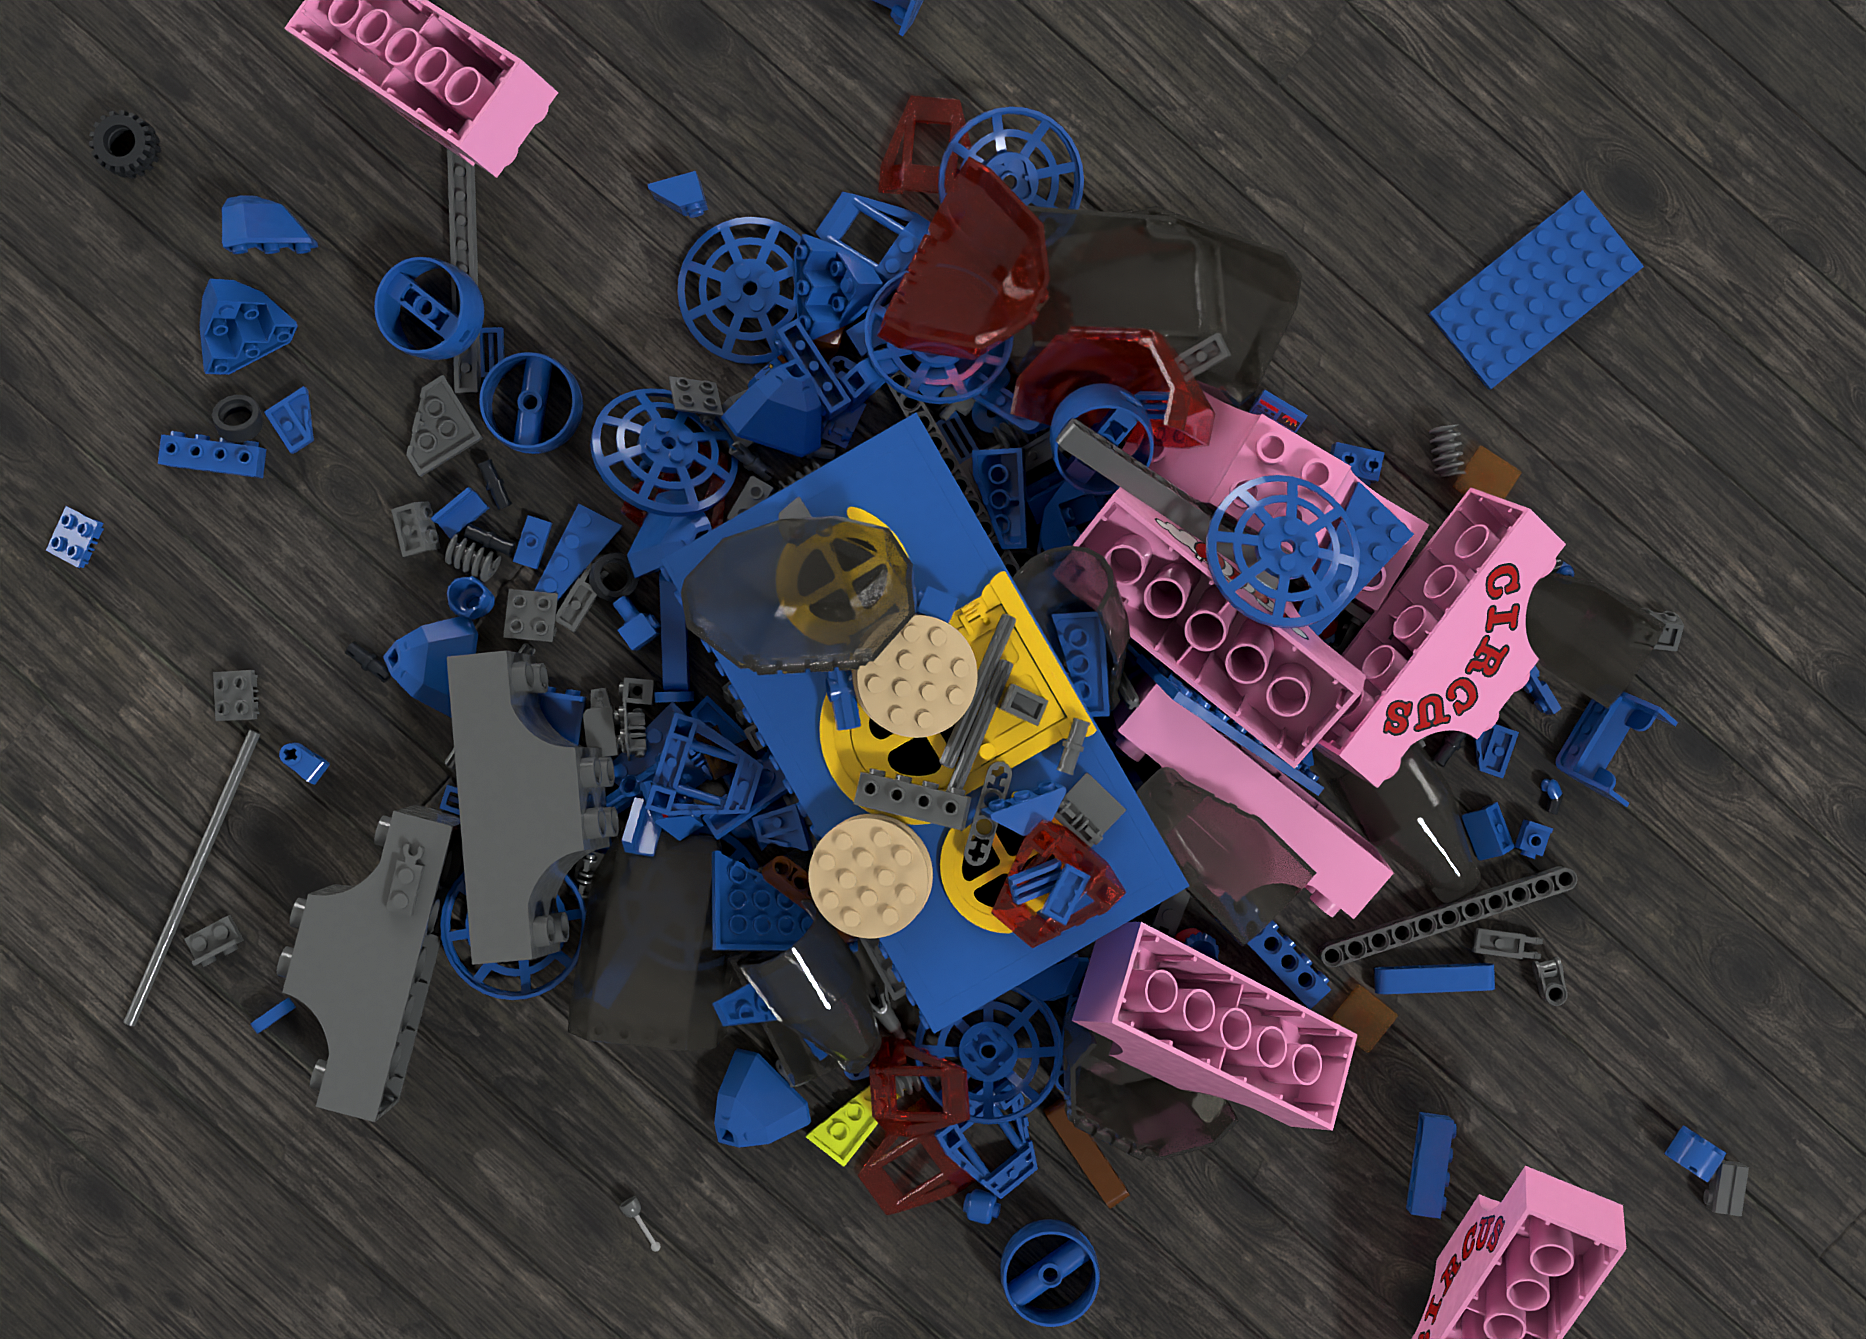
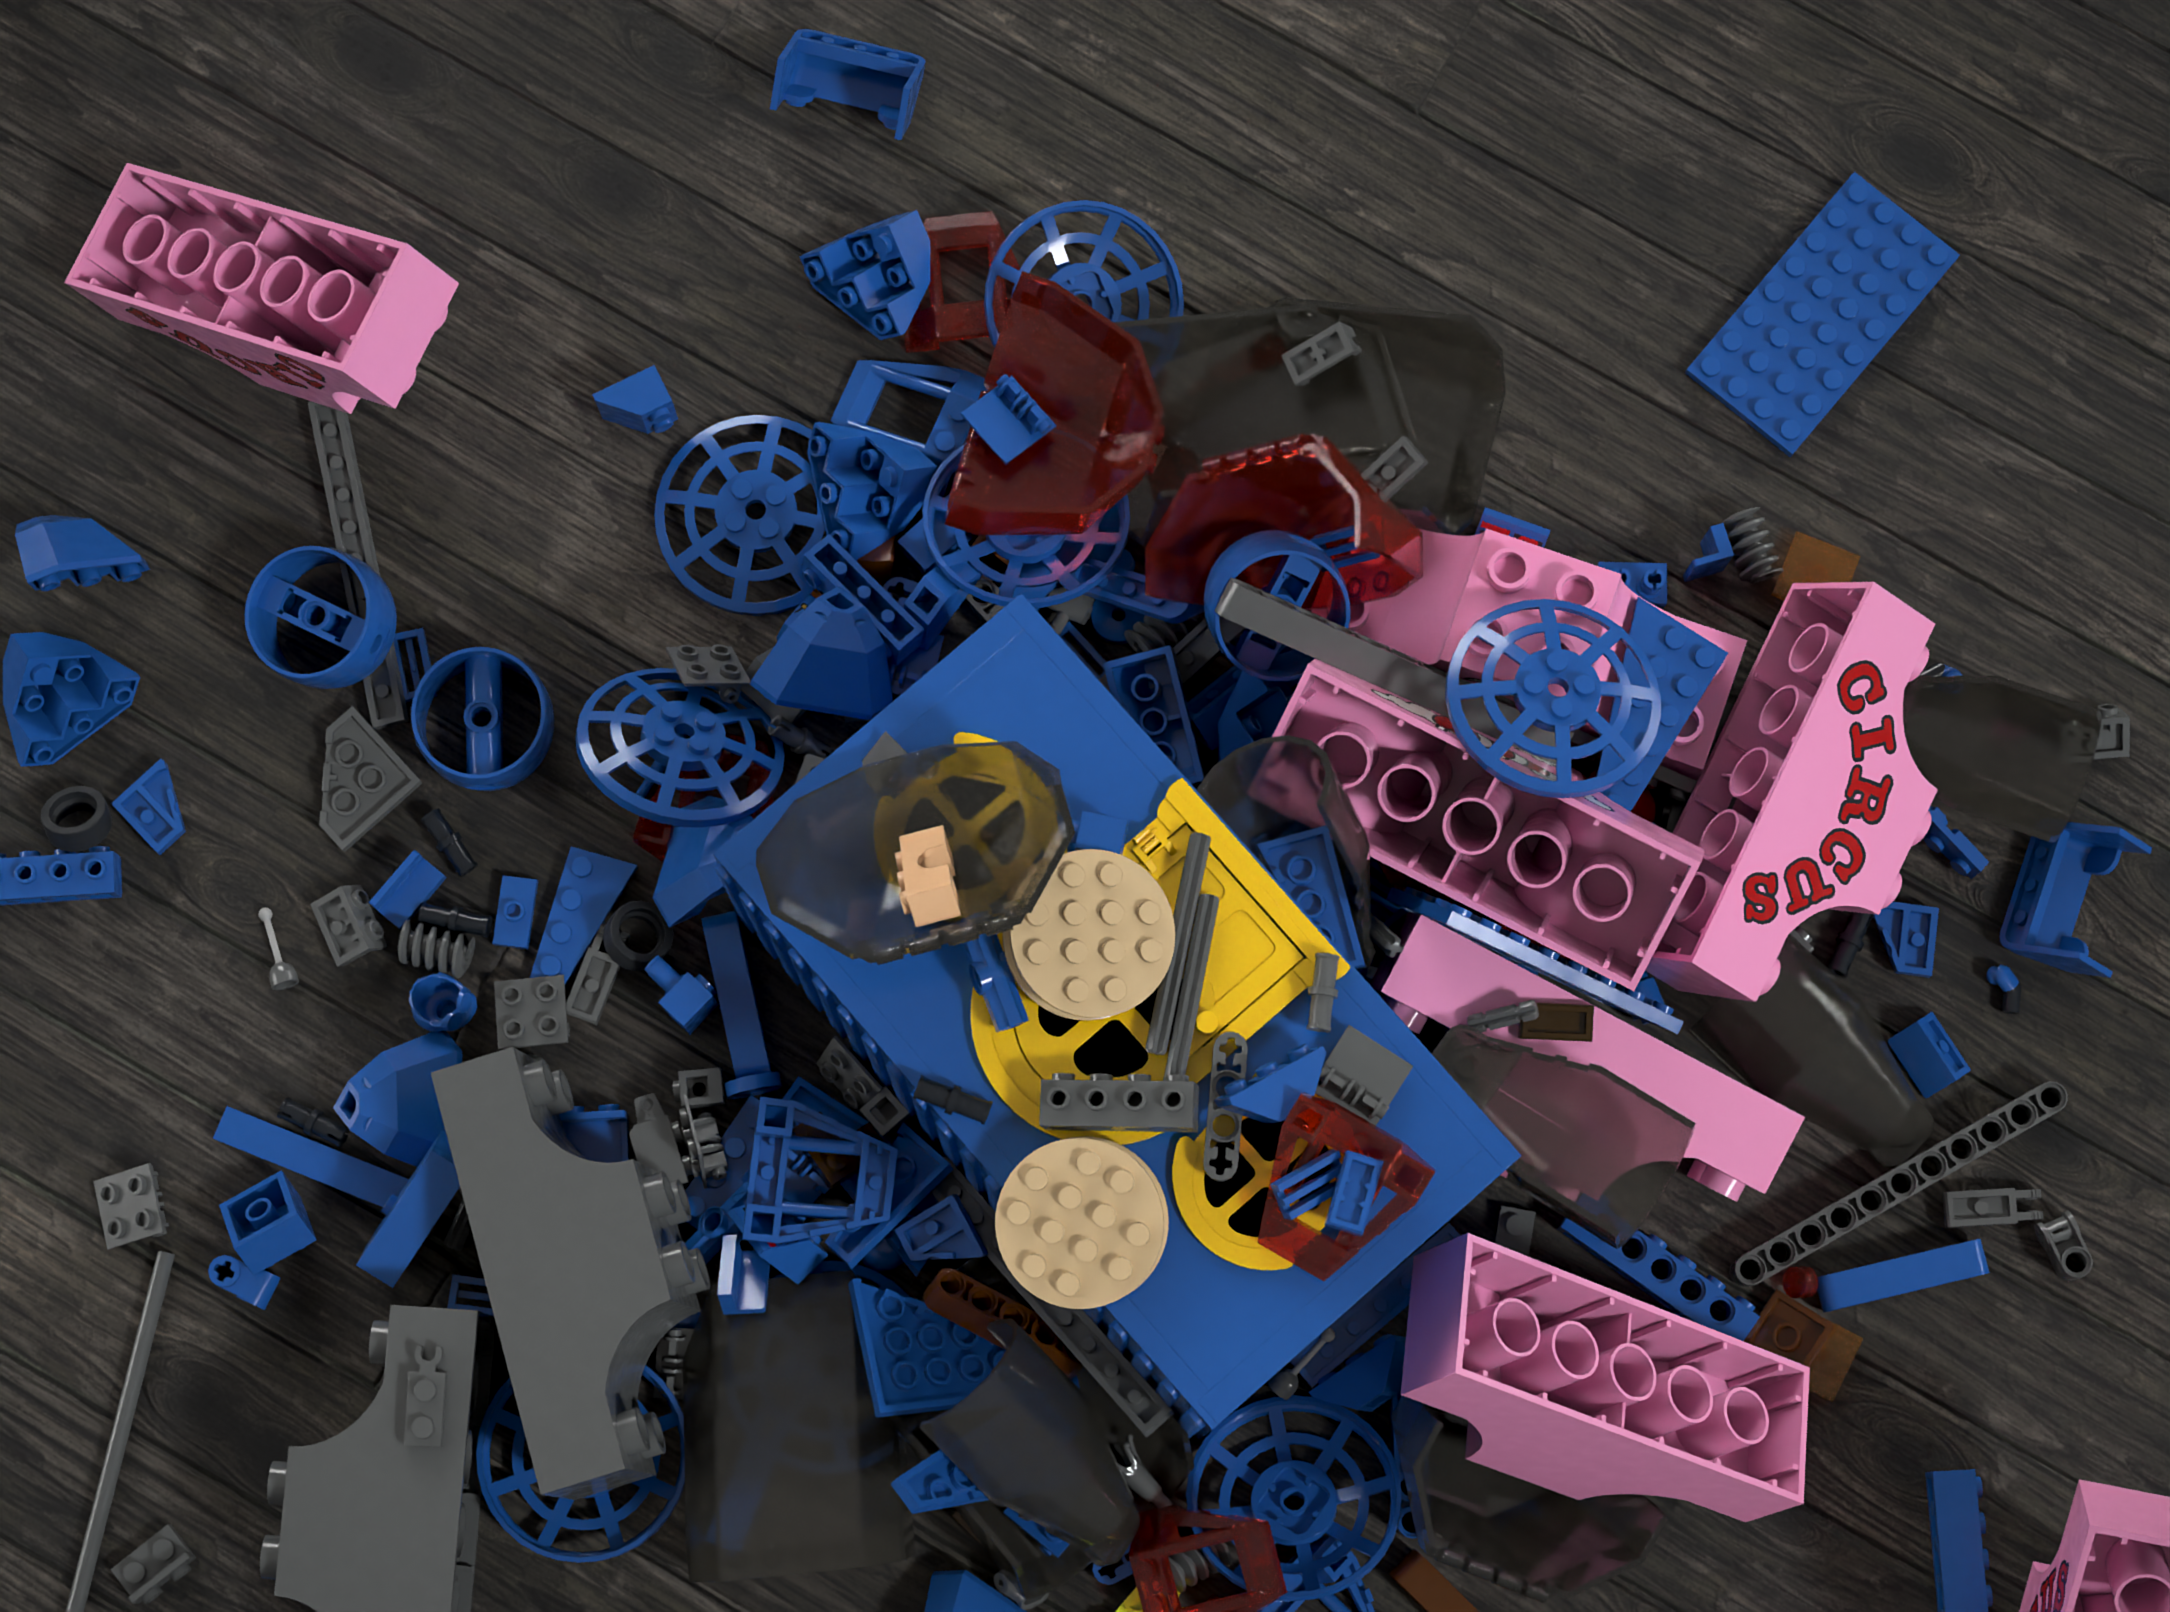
camera: 15 degrees left, 10 degrees down
(325, 727) = (267, 1222): none -> blue brick
(363, 554) = (282, 974): none -> hinge
(367, 689) = (308, 1157): none -> blue tile
(420, 746) = (411, 1214): none -> blue brick
(797, 770) = (952, 1099): none -> black pin
(804, 616) = (926, 876): none -> light nougat arch
(867, 130) = (875, 273): none -> blue brick
(939, 260) = (1008, 419): none -> blue hinge
(1023, 704) = (1243, 948): dark grey slope -> none
(1172, 255) = (1320, 353): none -> dark grey hinge
(1199, 766) = (1504, 1016): none -> dark grey axle
(1235, 775) = (1560, 1022): none -> dark brown tile
(1348, 1004) = (1791, 1330): none -> reddish brown tile
(1358, 970) = (1794, 1288): none -> clear red bush
(1421, 451) = (1716, 553): none -> blue panel
(1527, 832) = (1982, 1060): blue brick -> none

